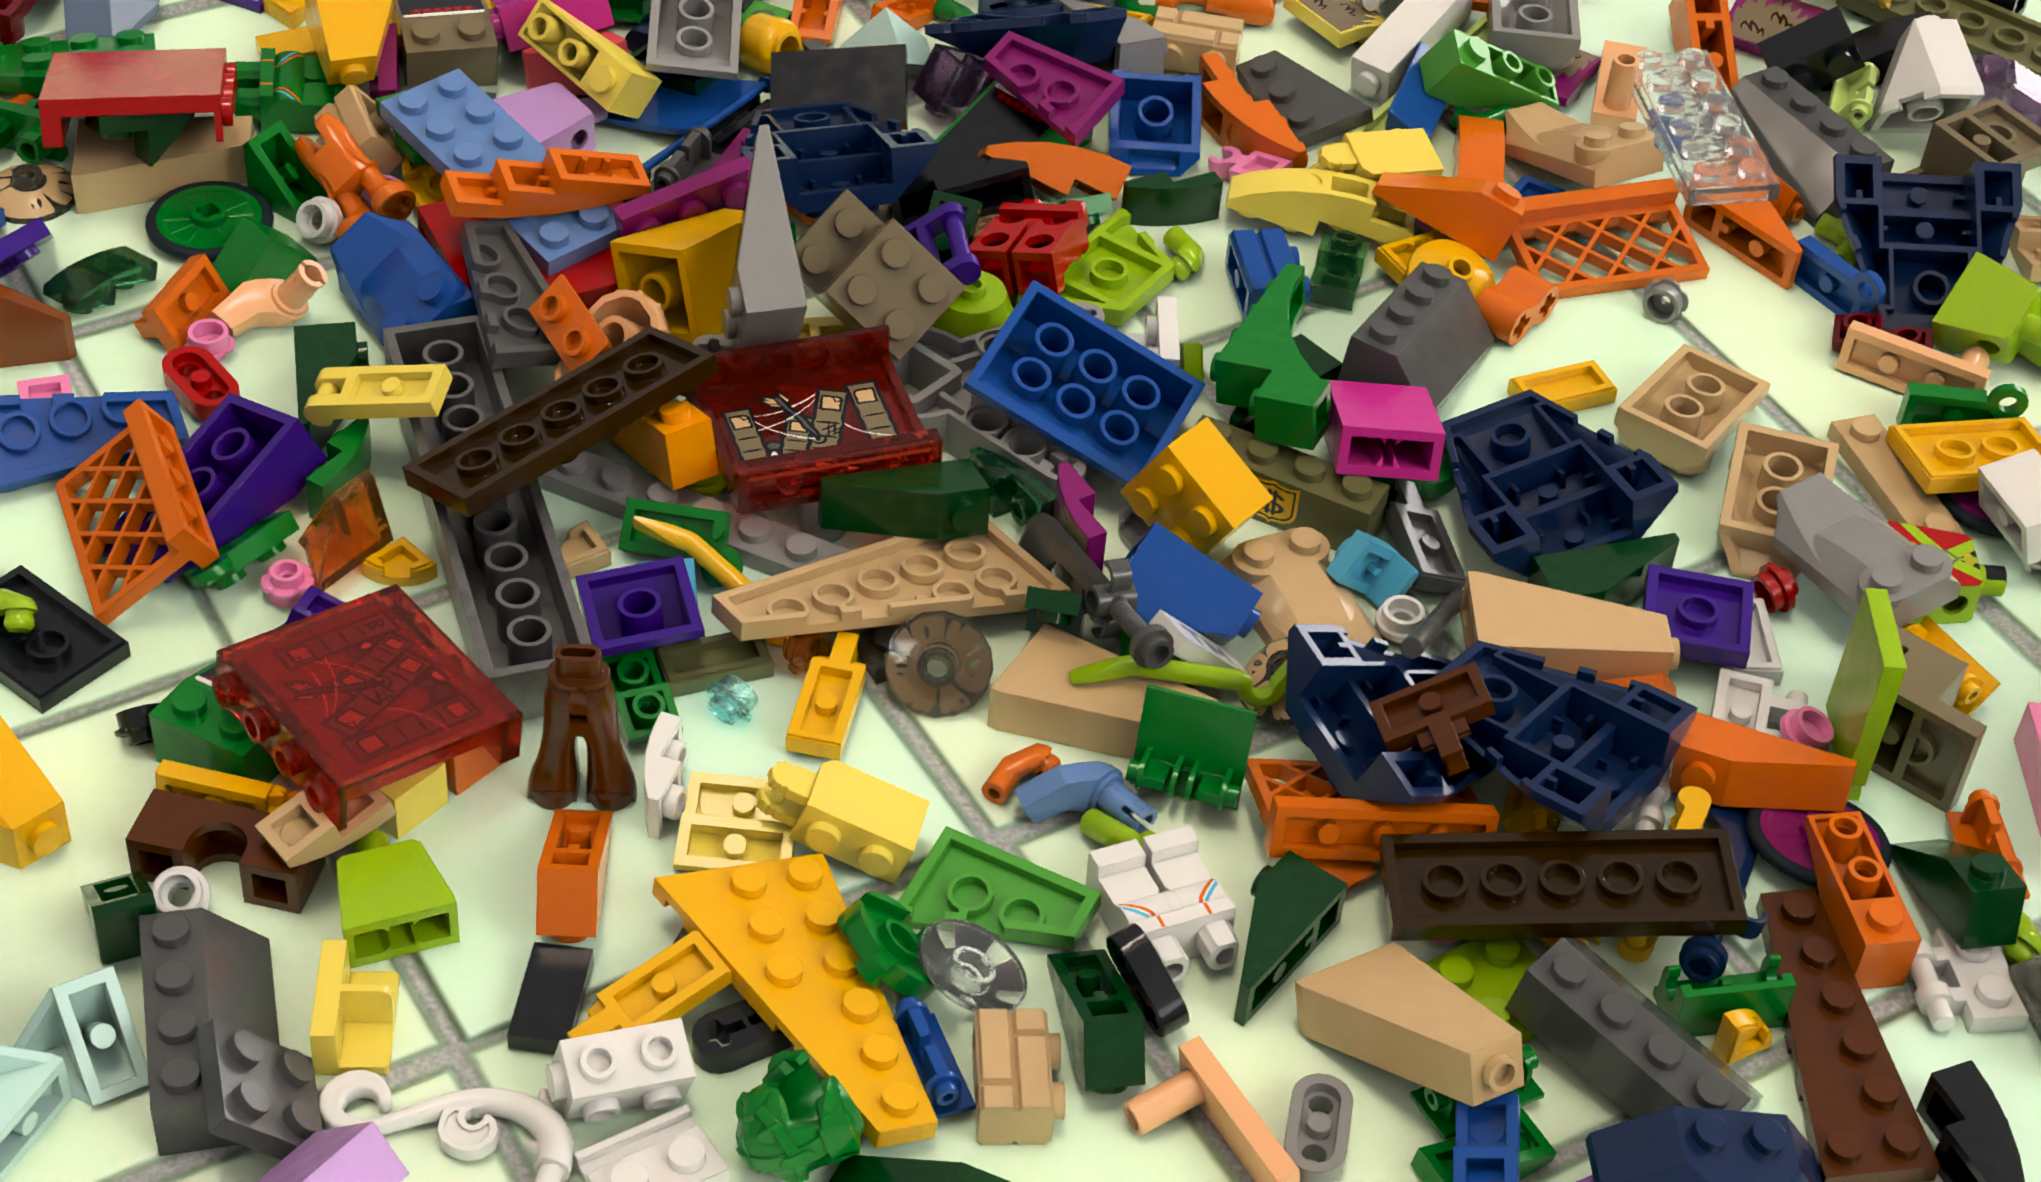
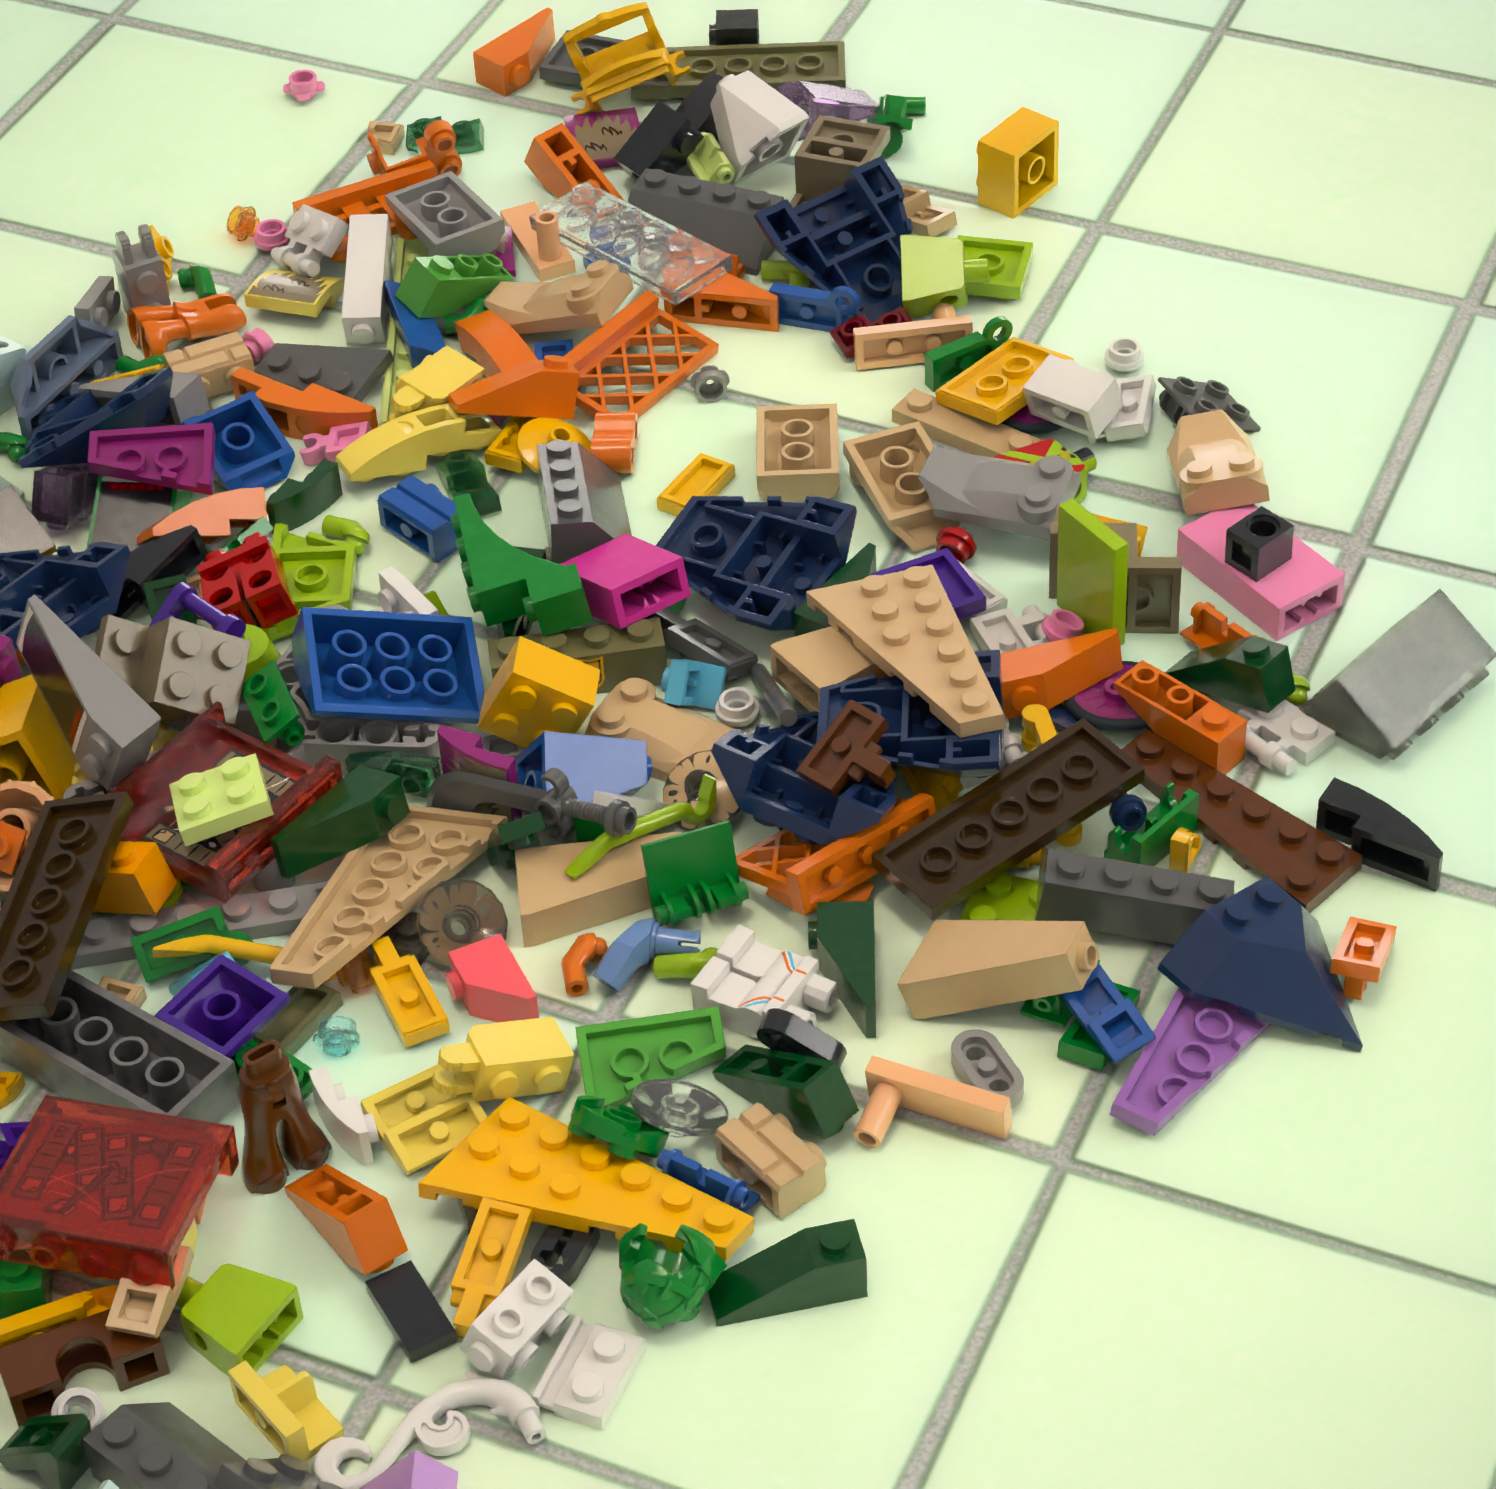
camera: 30 degrees left, 0 degrees up
(805, 413) = (220, 799): none -> yellowish green plate
(914, 735) = (490, 982): none -> coral slope
(942, 362) = (273, 706): none -> green hinge
(1258, 42) = (258, 343): none -> bright pink plate
(1614, 650) = (914, 633): none -> tan wing

